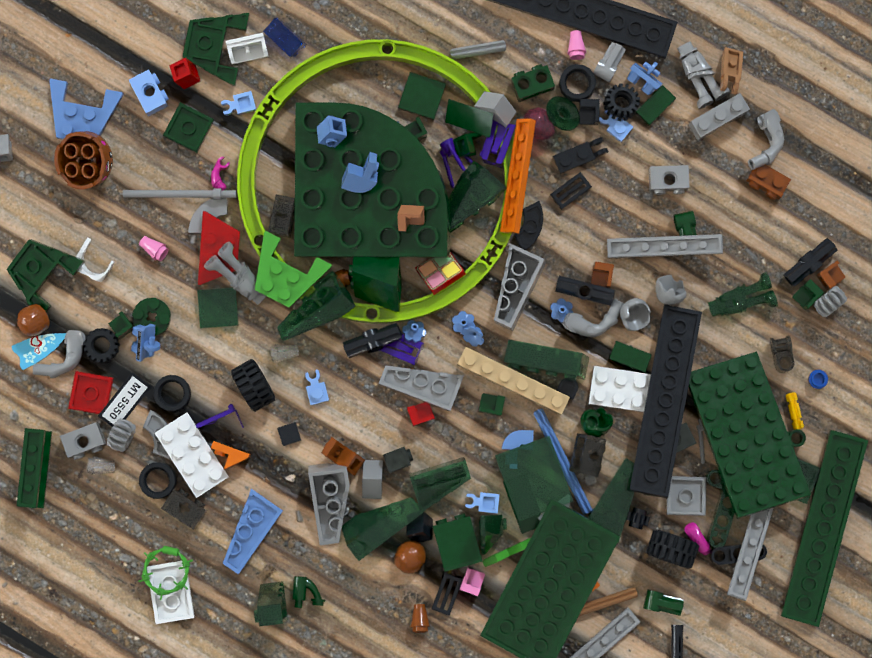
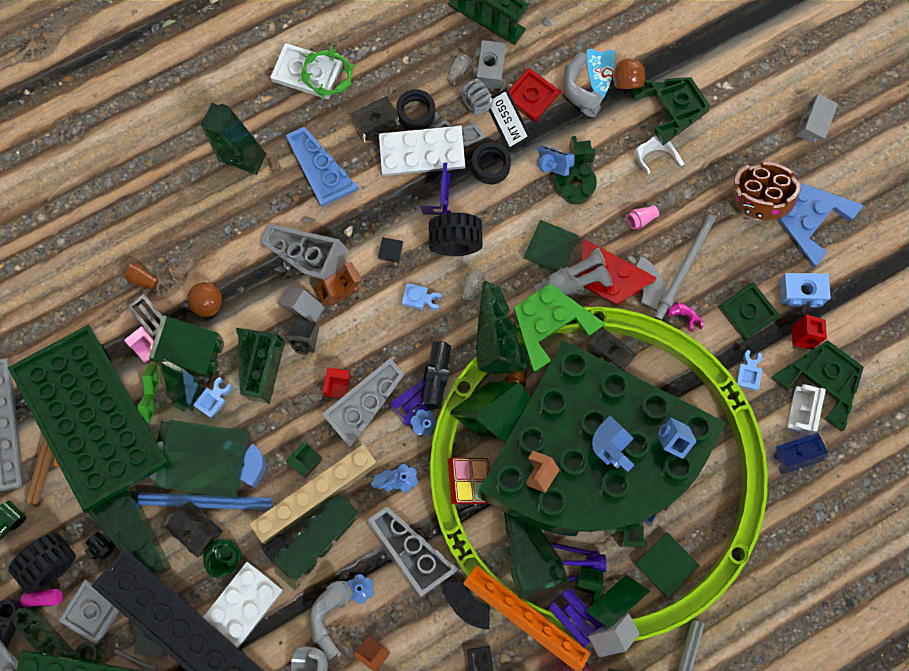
camera: 120 degrees right, 10 degrees down
(101, 333) = (572, 113): black tyre -> none
(235, 456) = (400, 188): orange slope -> none
(299, 592) = (232, 179): dark green plant -> none
(374, 527) = (250, 280): clear green wedge -> none
(420, 528) = (226, 321): black panel -> none
(597, 293) = (353, 636): black piece -> none
(630, 356) = (269, 635): dark green tile -> none

